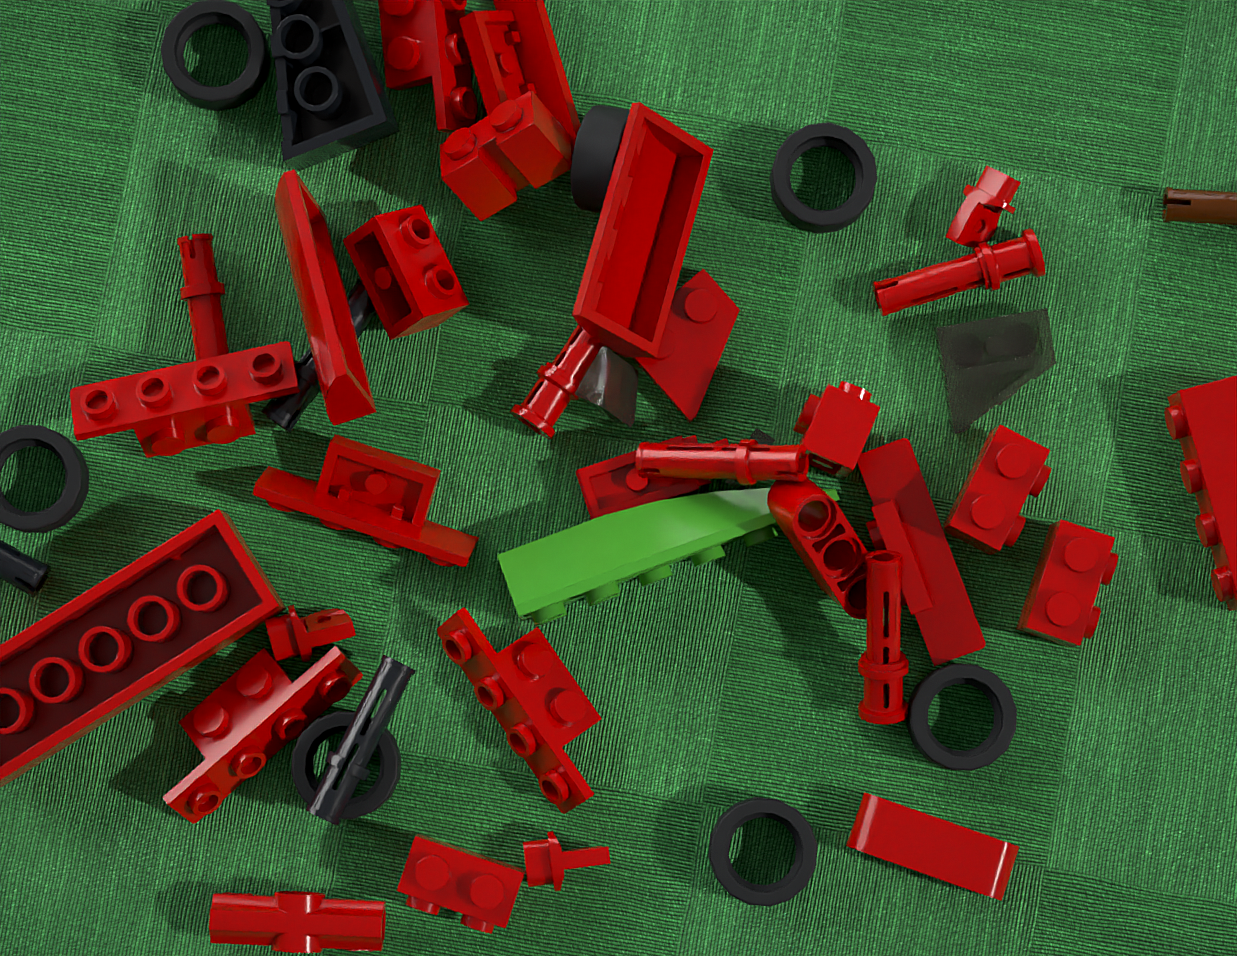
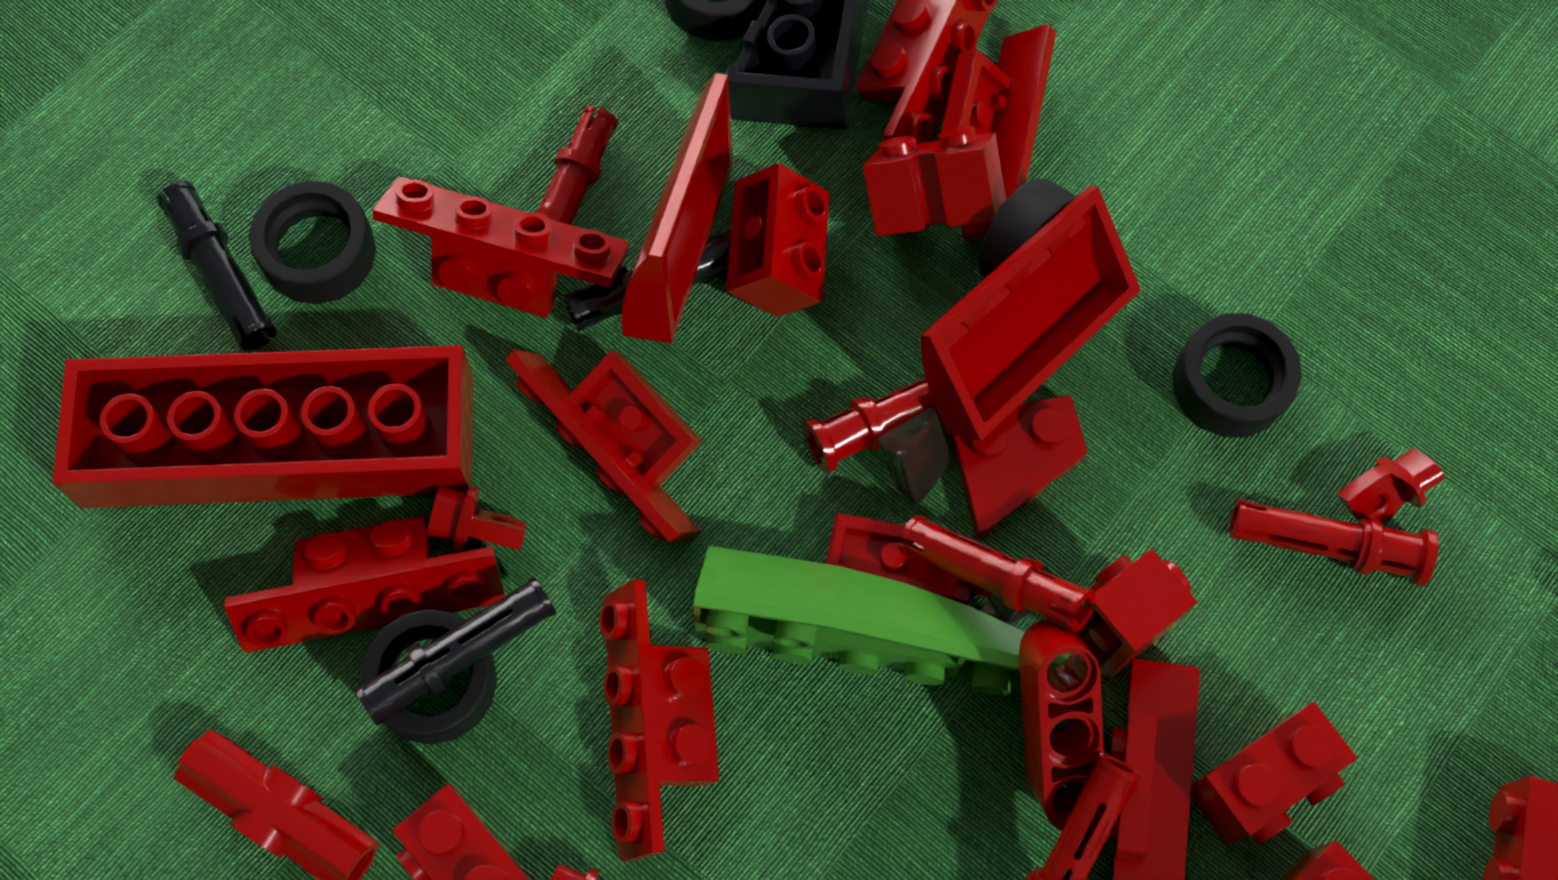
camera: 30 degrees right, 15 degrees down
(990, 360) = (1327, 640): clear smoke wing -> none

